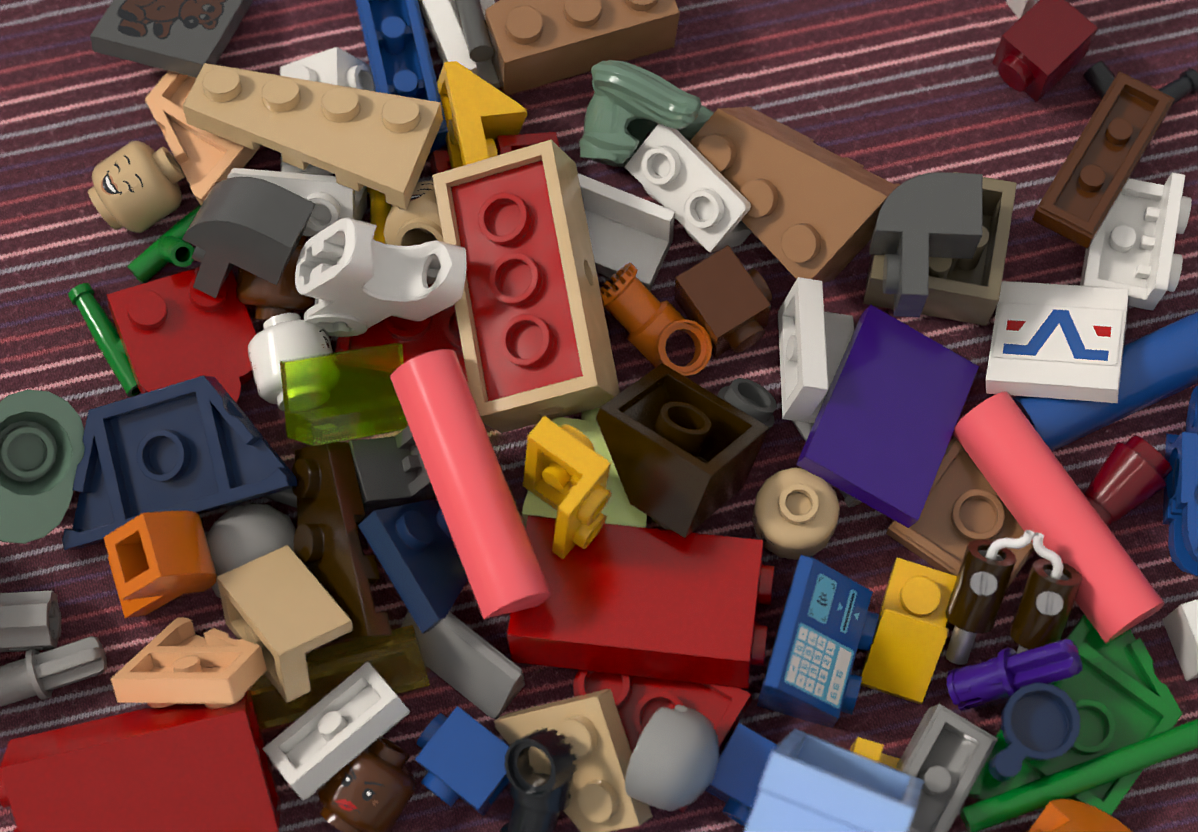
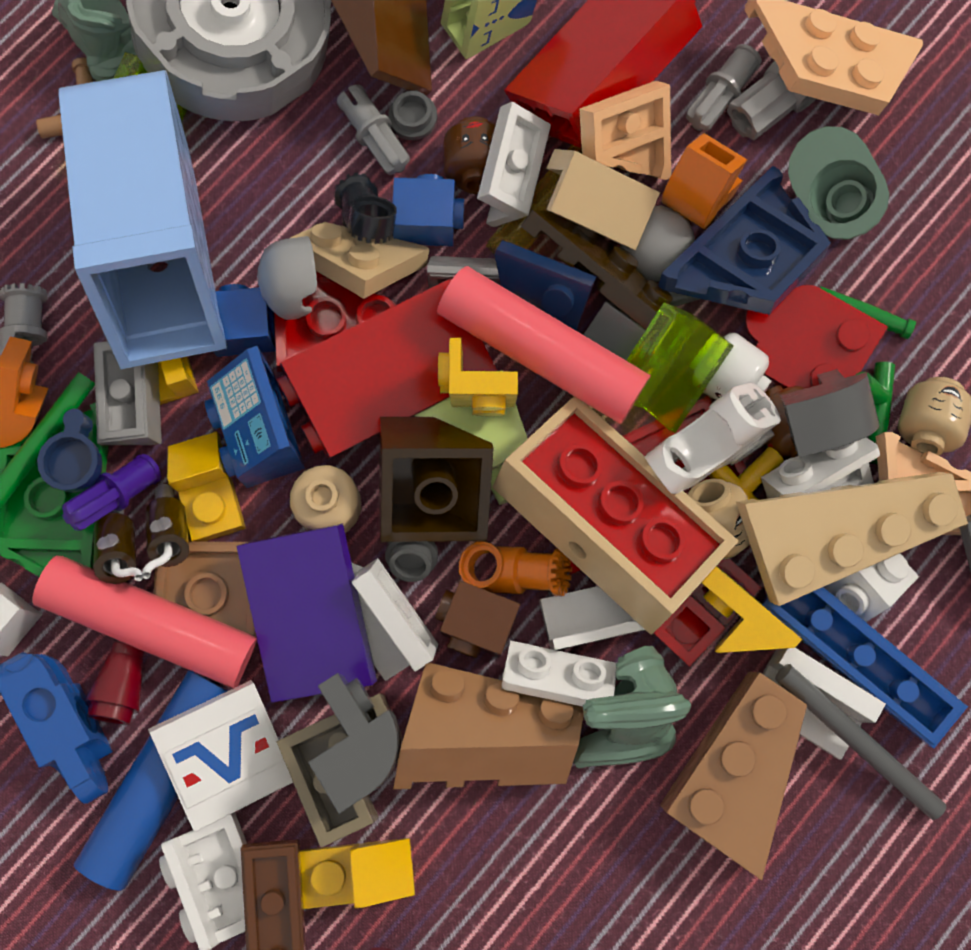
camera: 140 degrees right, 5 degrees up
(987, 149) = (357, 874): none -> yellow slope

